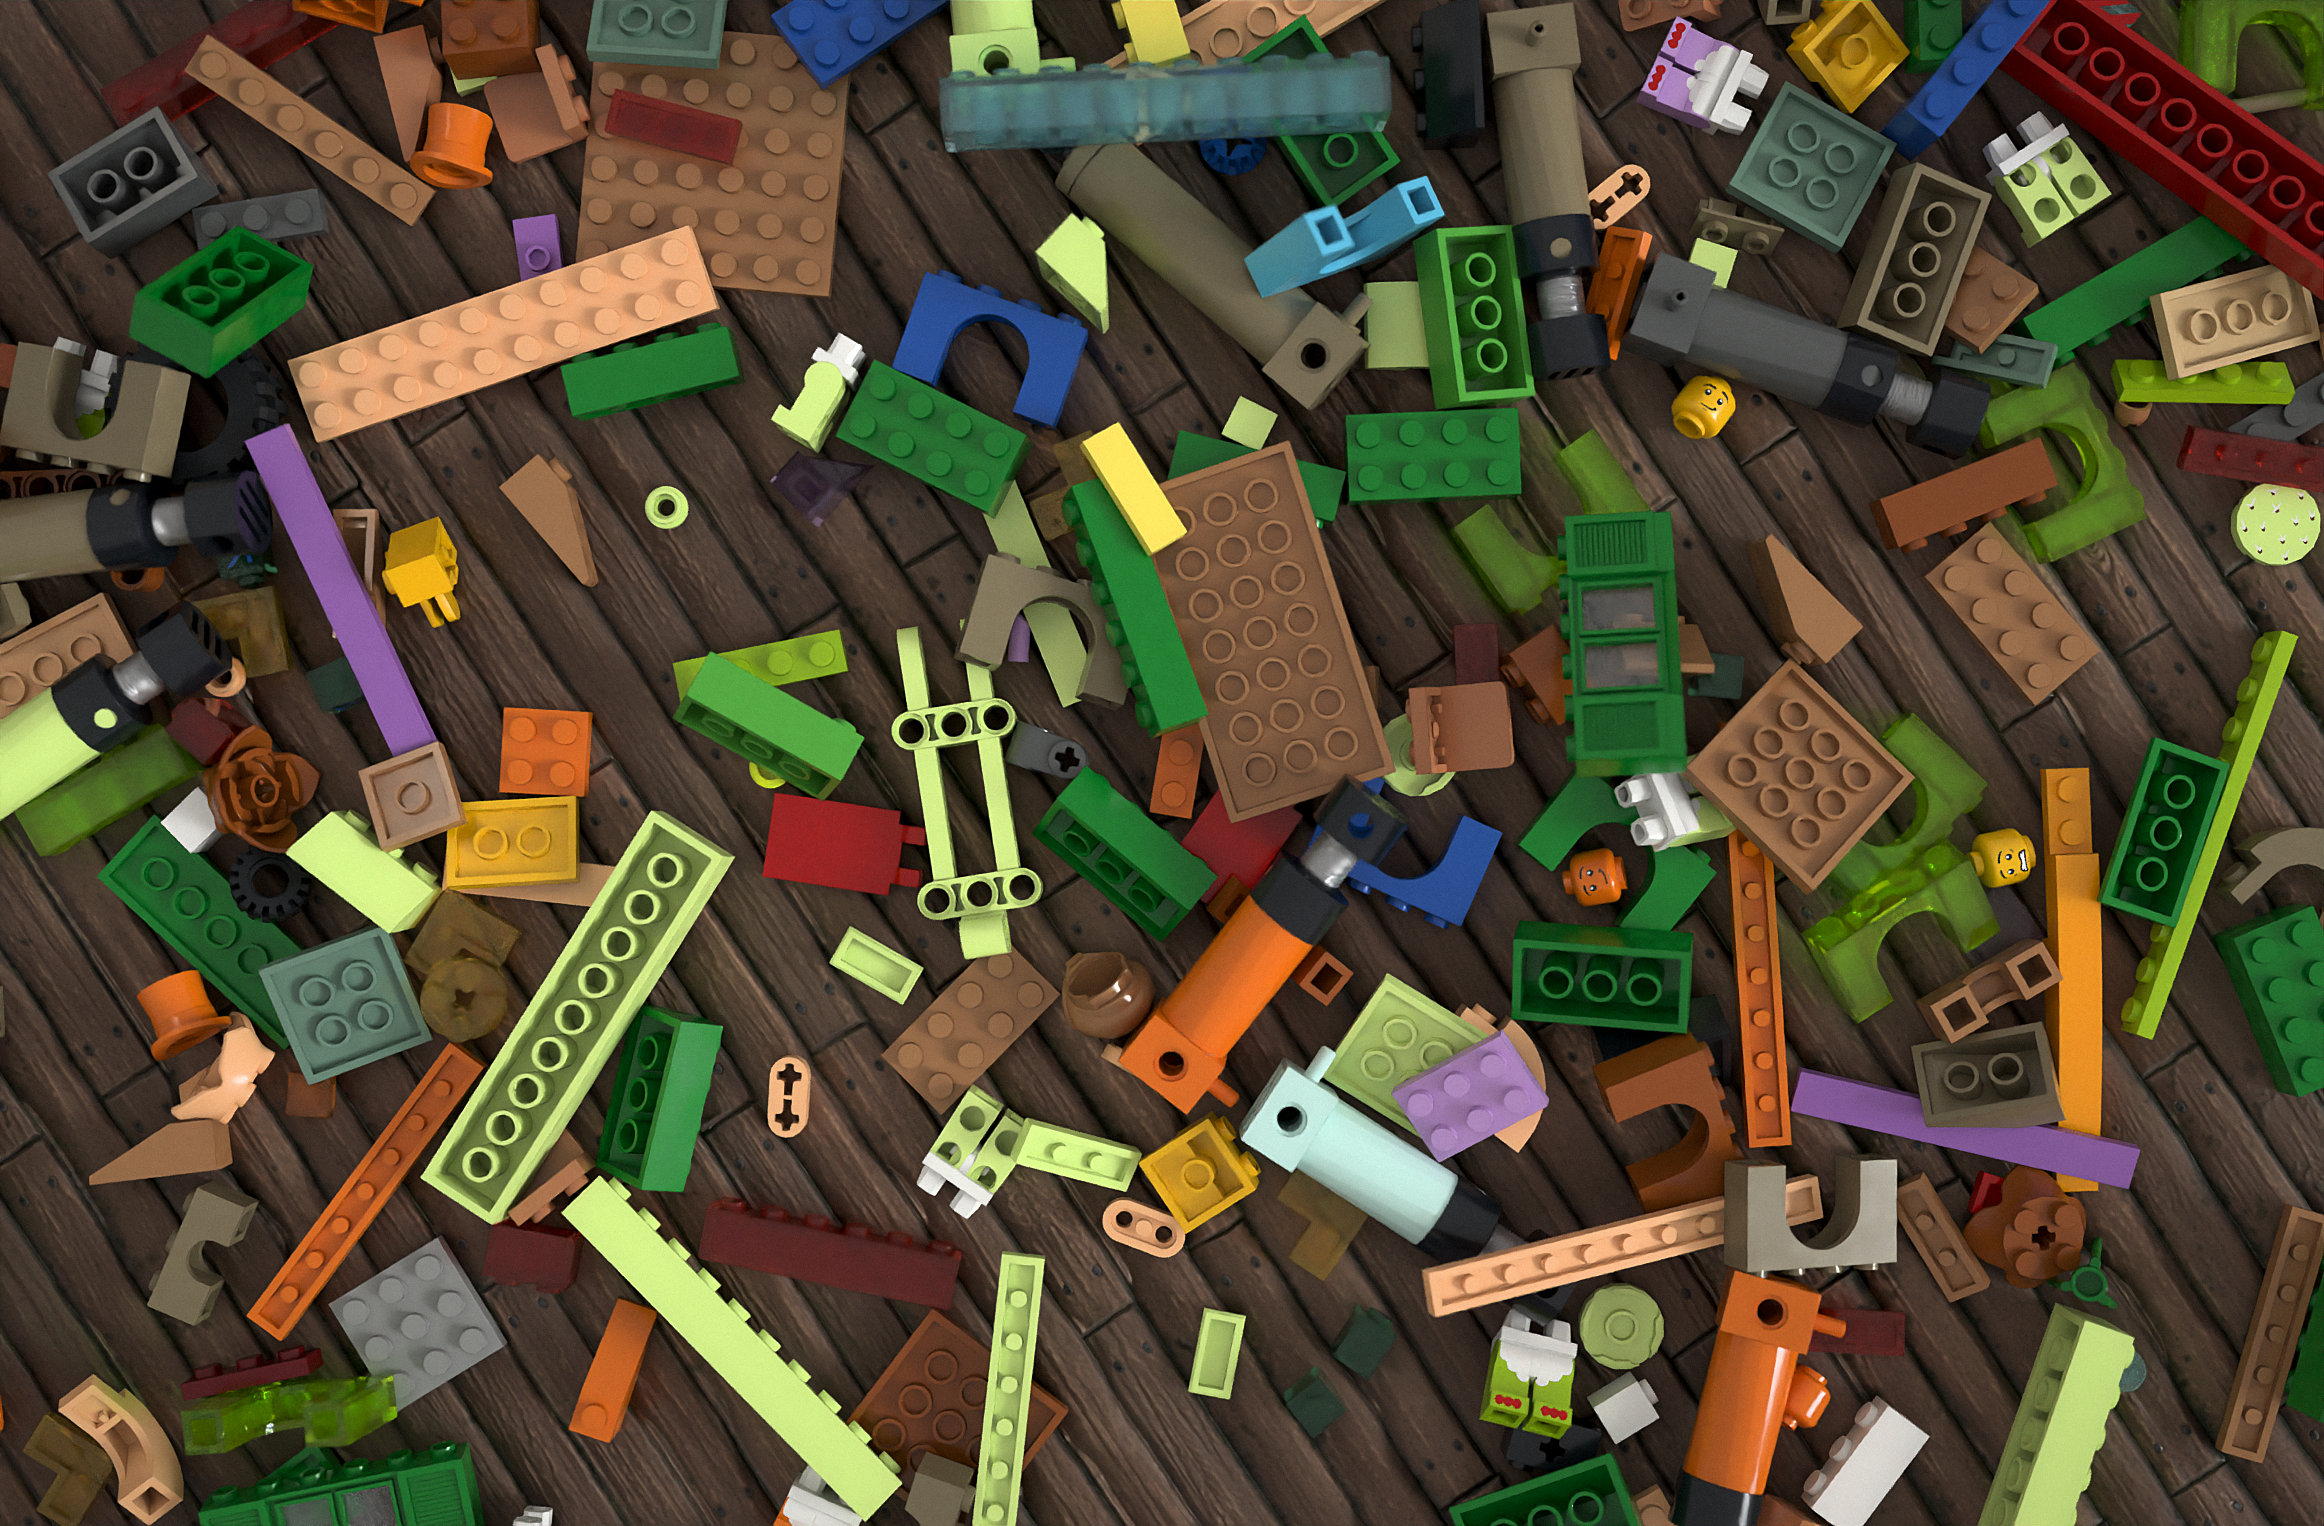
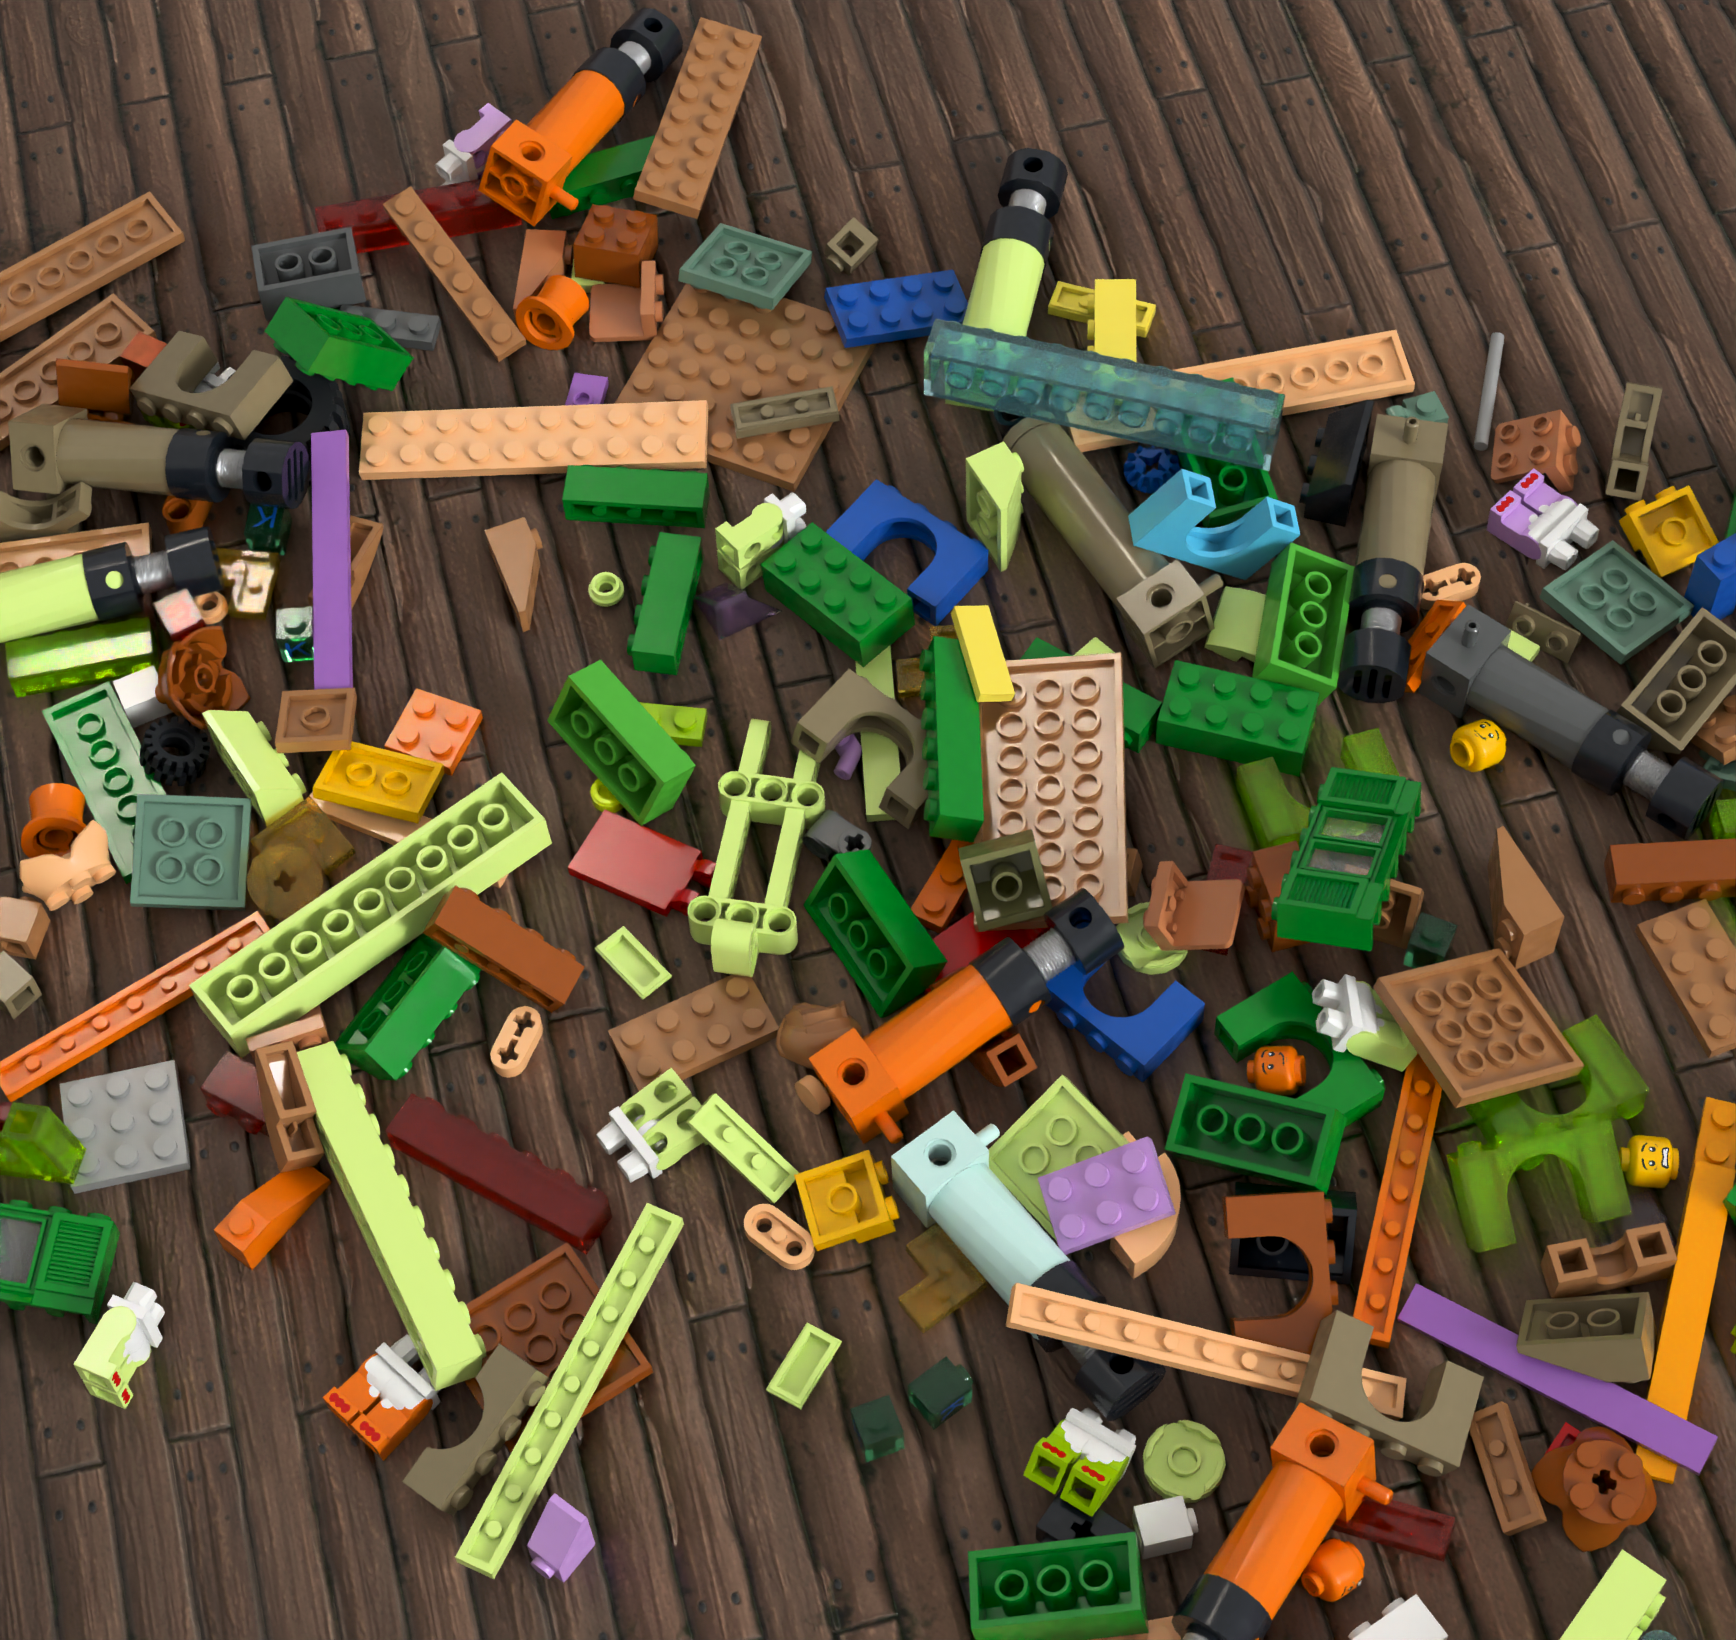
camera: 20 degrees right, 30 degrees down
(312, 1100) = (125, 923): clear orange plate -> none
(423, 570) = (400, 565): yellow brick -> none
(585, 1271) = (287, 1107): none -> medium nougat slope
(673, 127) = (722, 339): clear red plate -> none
(738, 1019) = (504, 948): none -> dark orange brick
(743, 507) = (666, 604): none -> green brick
(784, 206) = (784, 412): none -> dark tan tile
(1251, 771) = (1005, 880): none -> olive slope
(2088, 1280) = (1637, 1530): green plant -> none

